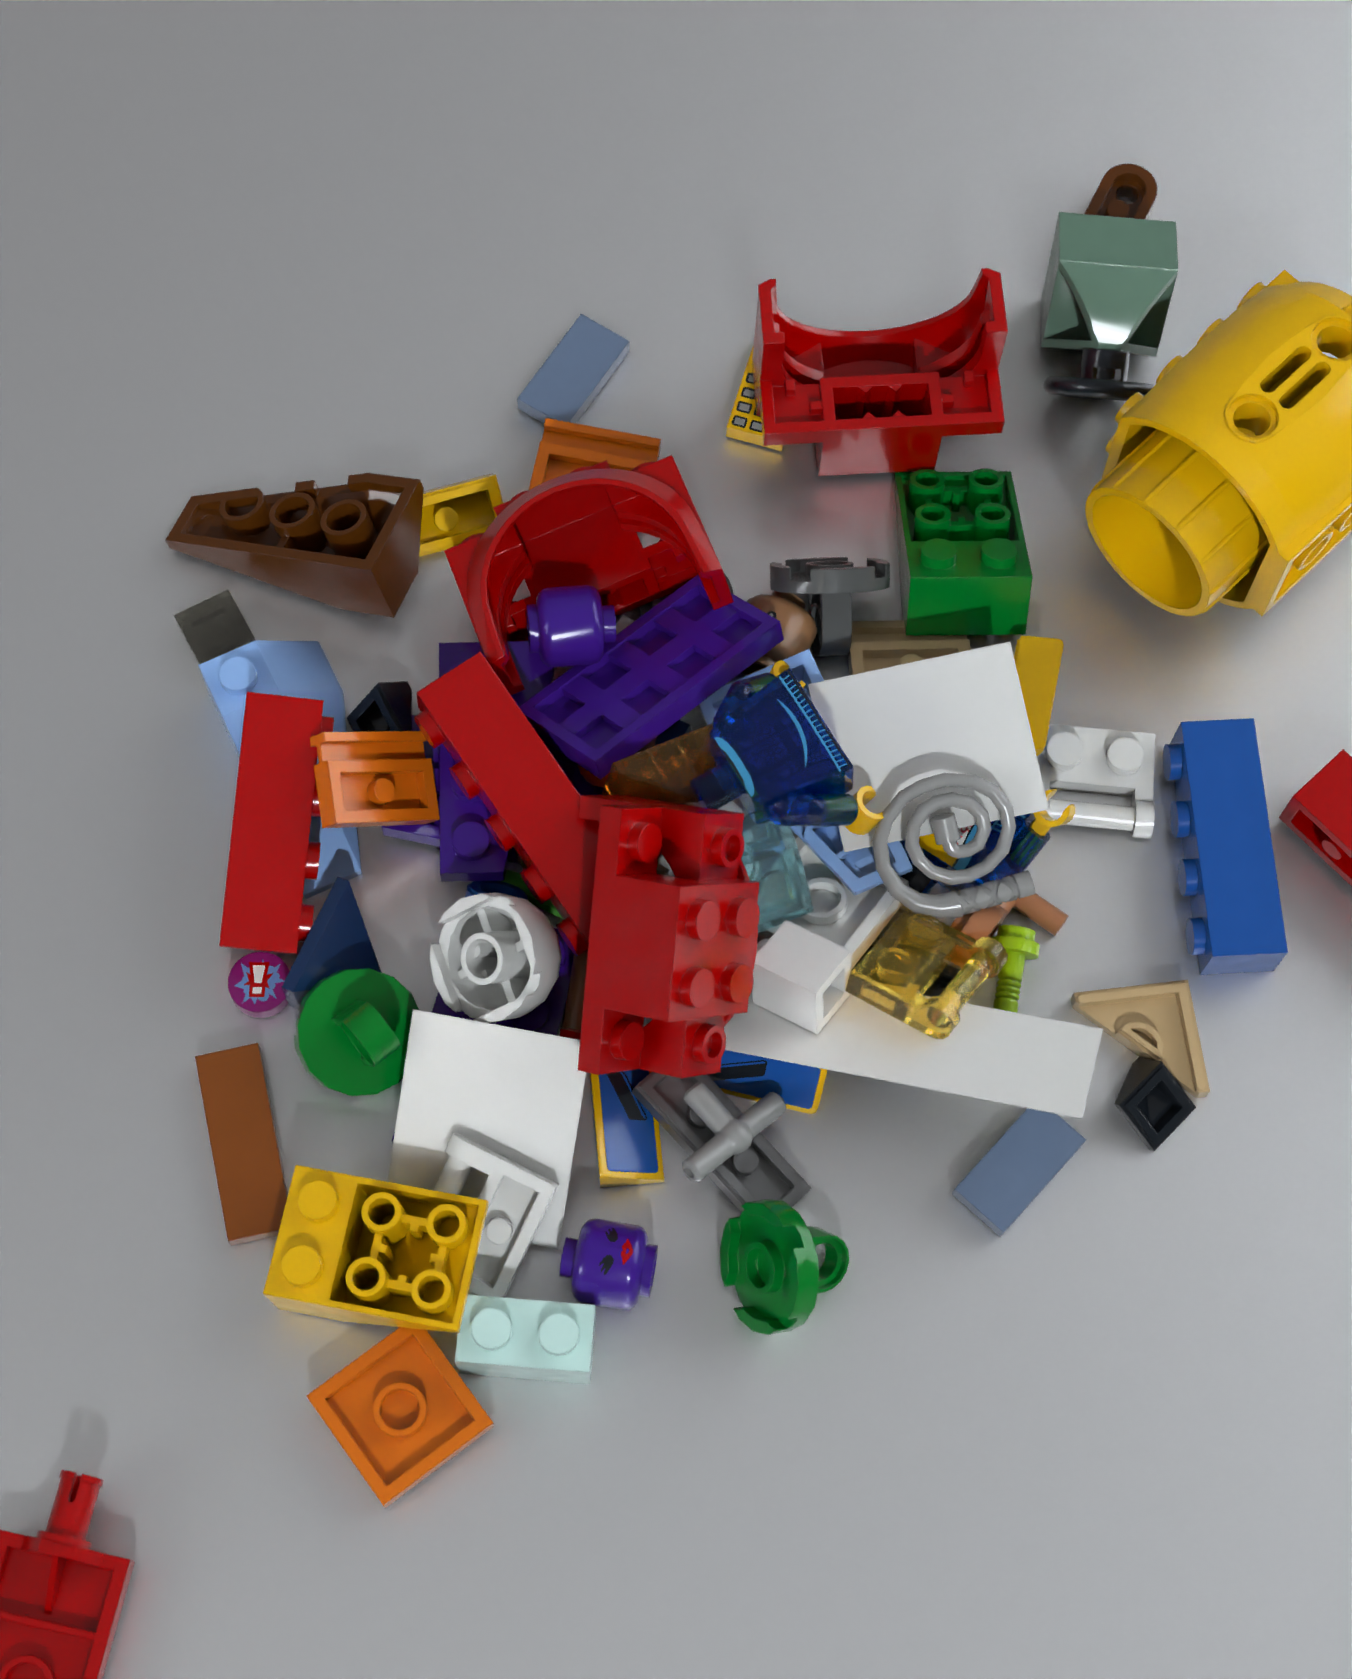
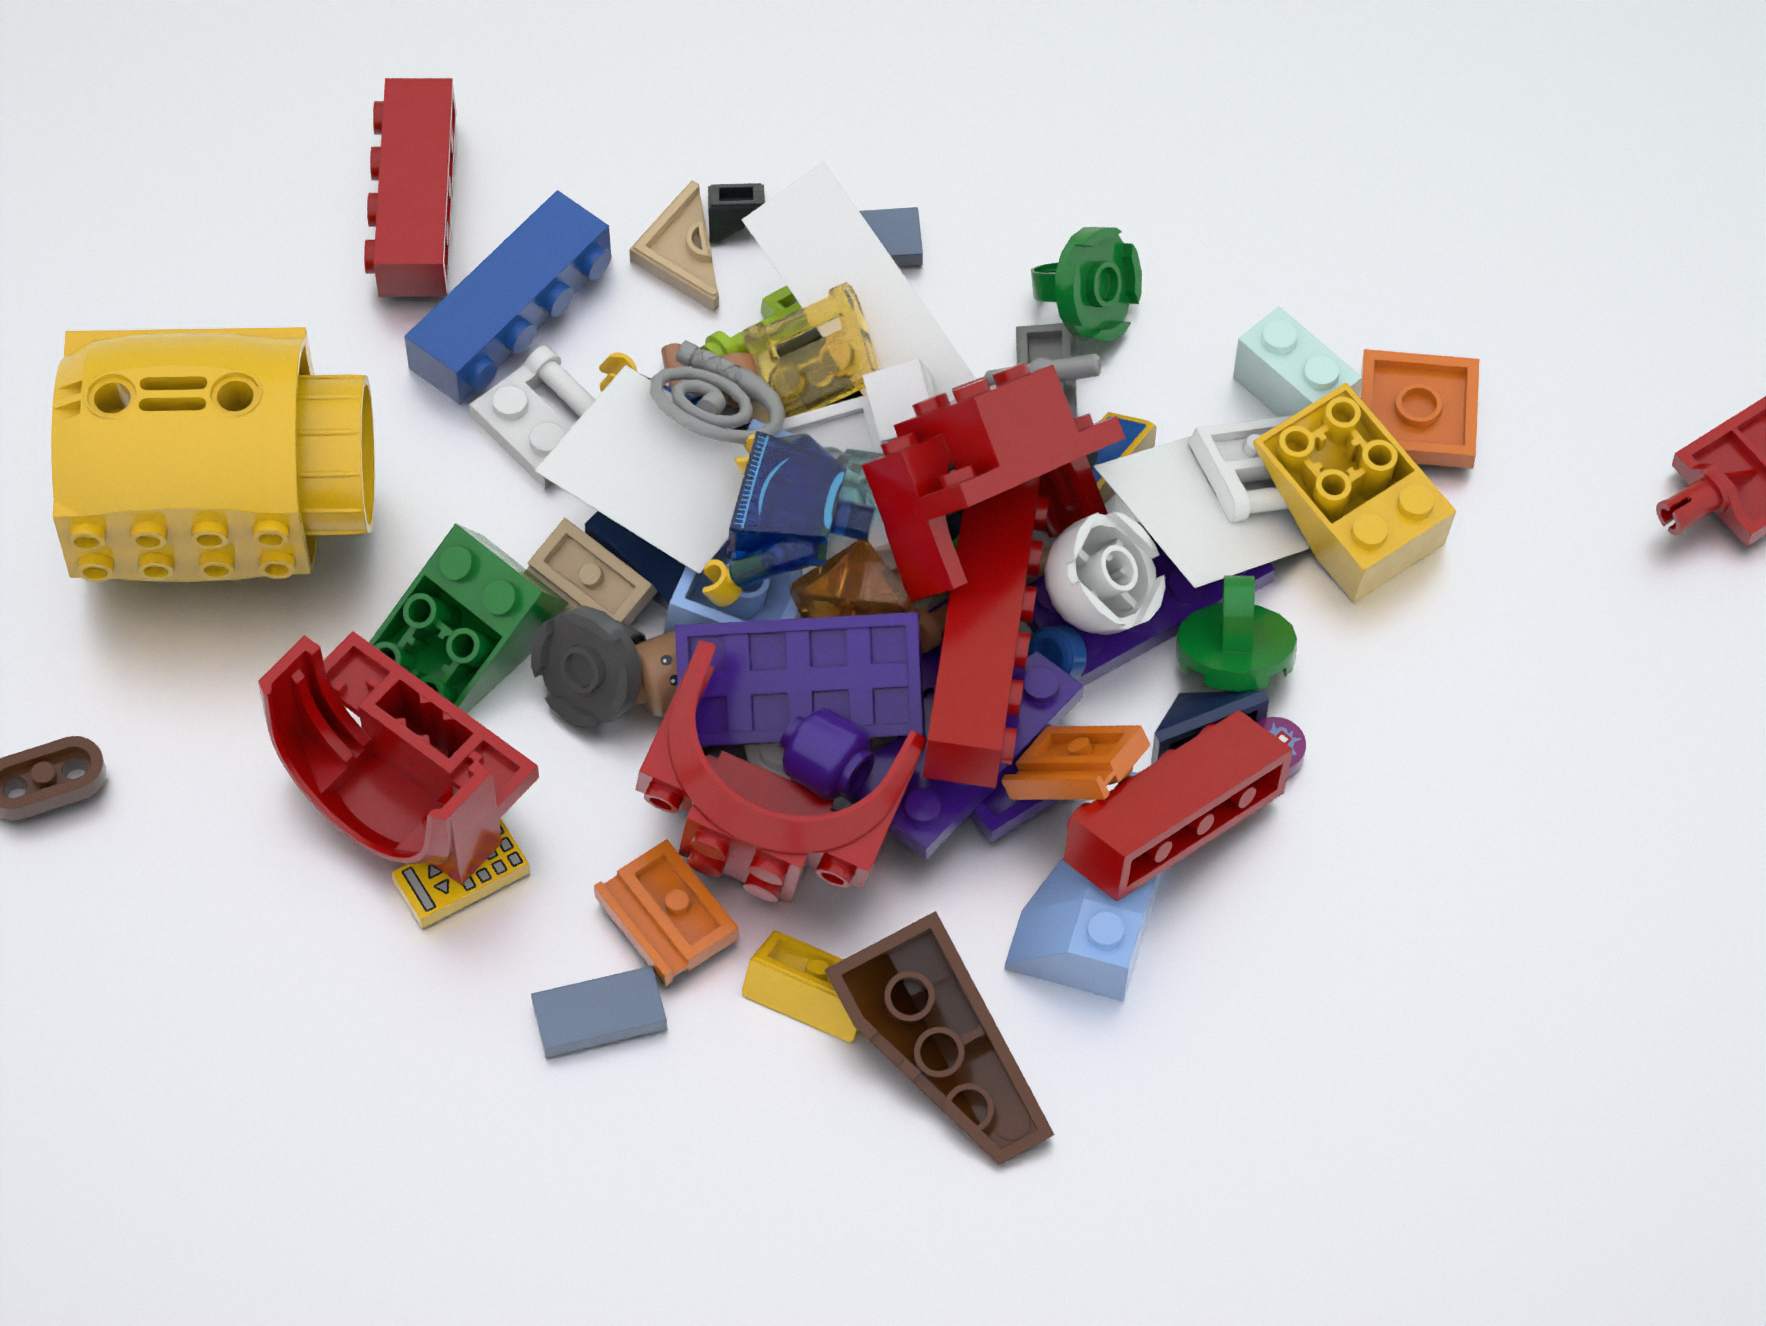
camera: 135 degrees left, 10 degrees down
(214, 627) = (1077, 1035): clear smoke tile -> none
(243, 1142) = (1379, 654): dark orange tile -> none
(384, 709) = (1013, 854): black slope -> none
(609, 1264) = (1199, 375): dark purple head -> none
(1038, 671) = (516, 490): yellow slope -> none
(1108, 298) = (164, 675): sand green piece -> none

